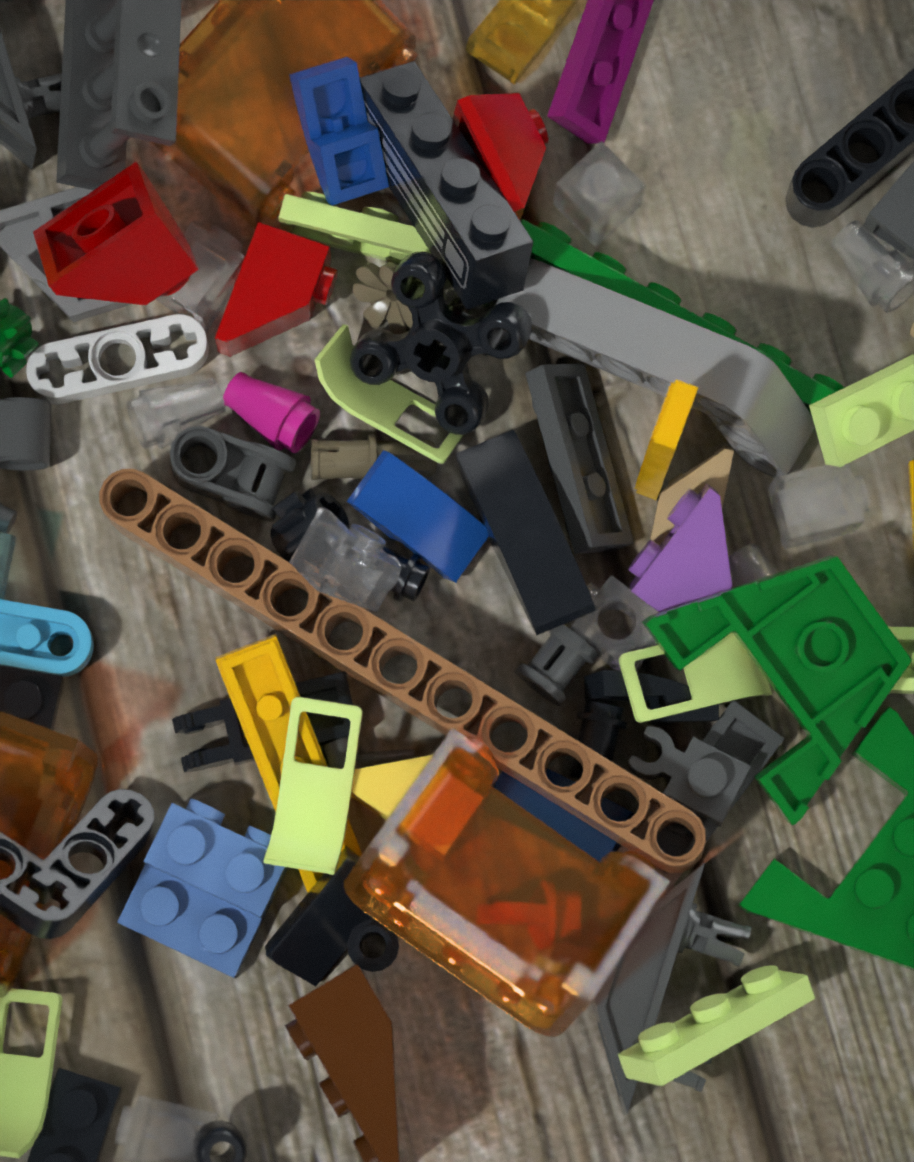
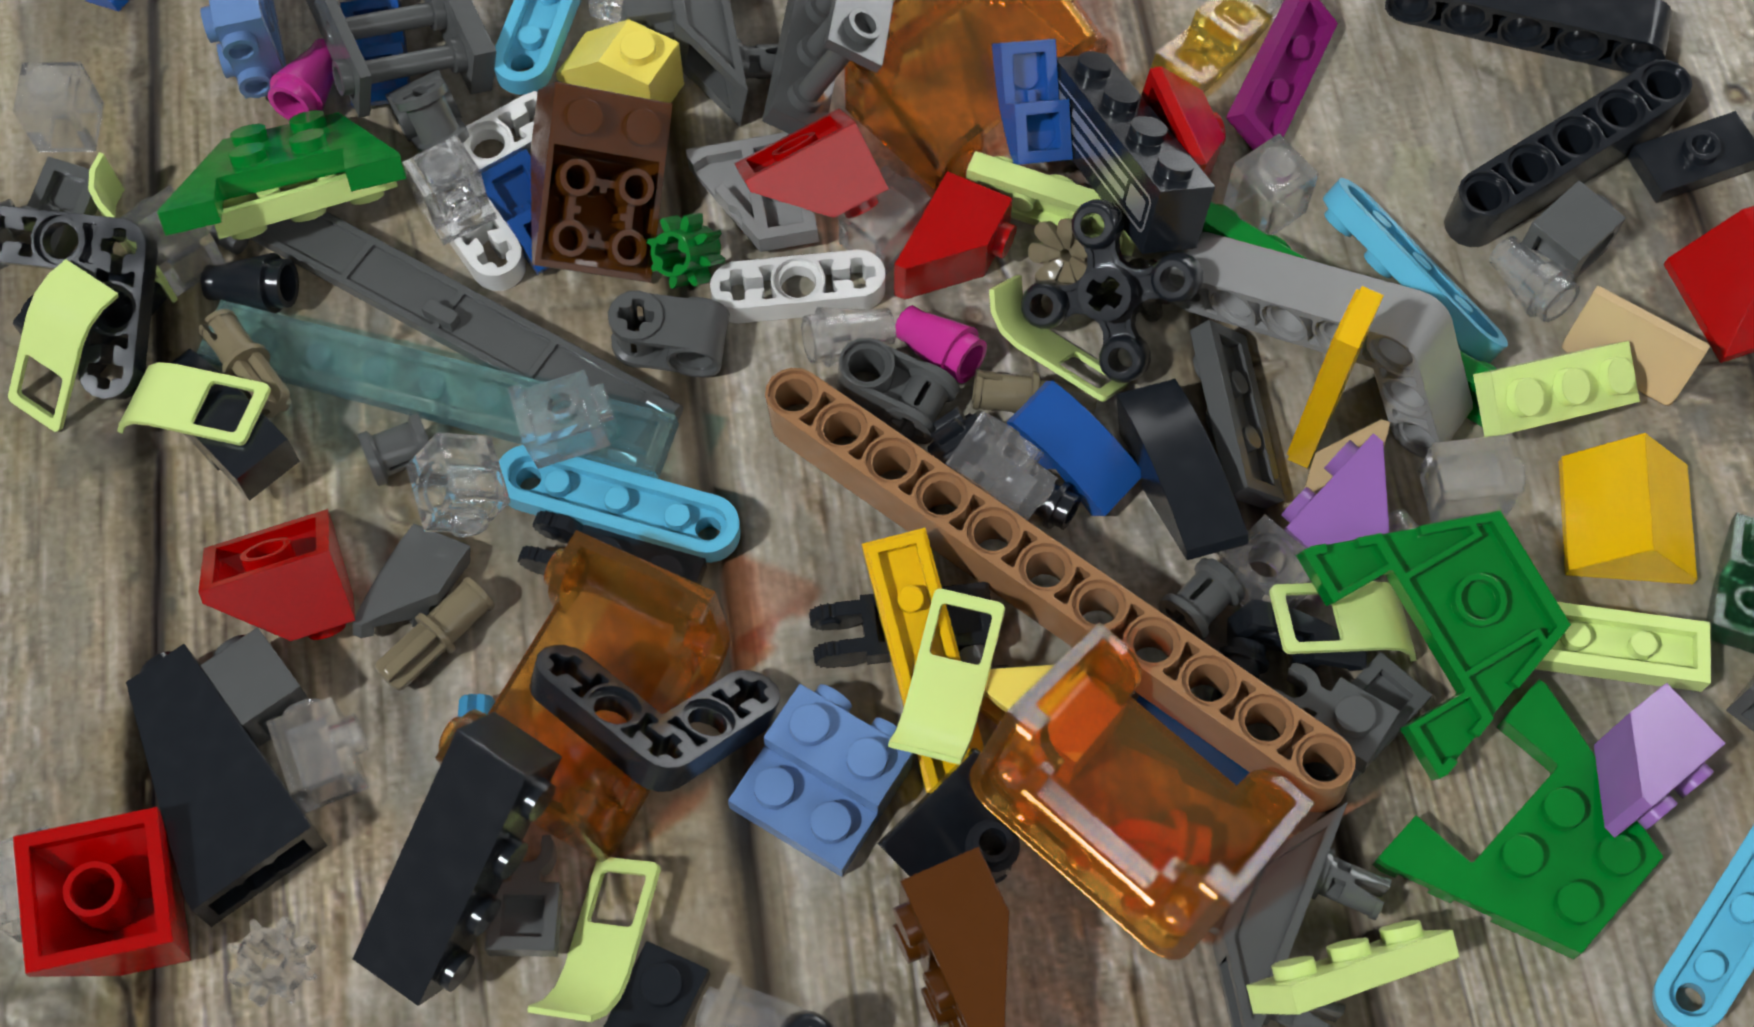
camera: 10 degrees right, 15 degrees down
(752, 272) = (1397, 255): none -> medium azure plate

